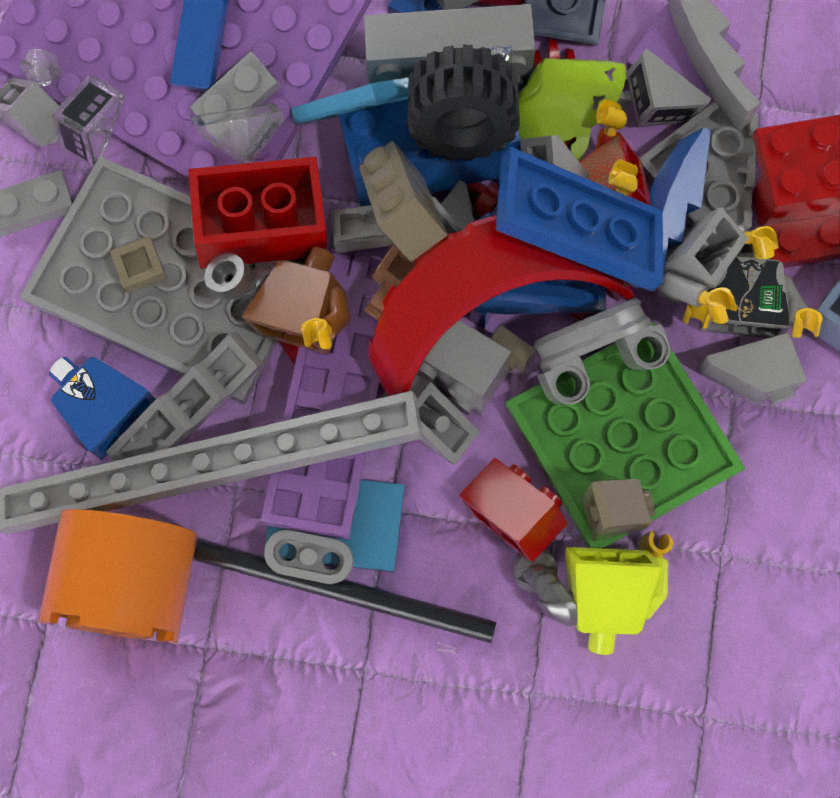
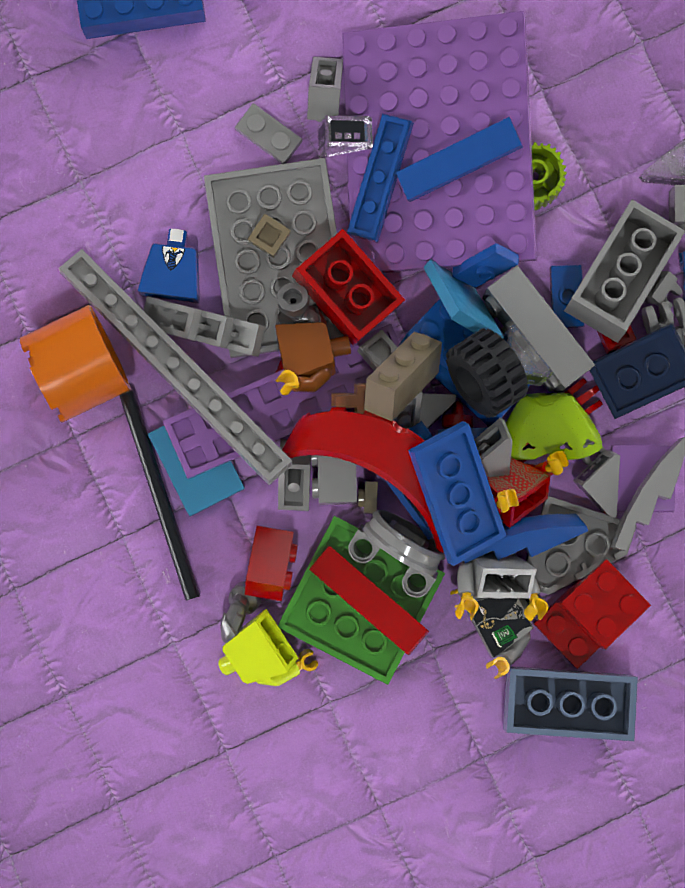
camera: 50 degrees right, 10 degrees up
(40, 66) = (354, 81): clear plate -> none
(159, 103) = (380, 177): none -> blue tile
(240, 131) = (391, 240): clear slope -> none
(243, 86) = (414, 219): light grey plate -> none
(310, 556) = (162, 463): light grey plate -> none
(340, 52) = (486, 265): none -> blue plate
(617, 508) = (308, 625): dark tan slope -> none
(633, 420) = (369, 600): none -> red slope
(758, 369) = (457, 656): light grey slope -> none

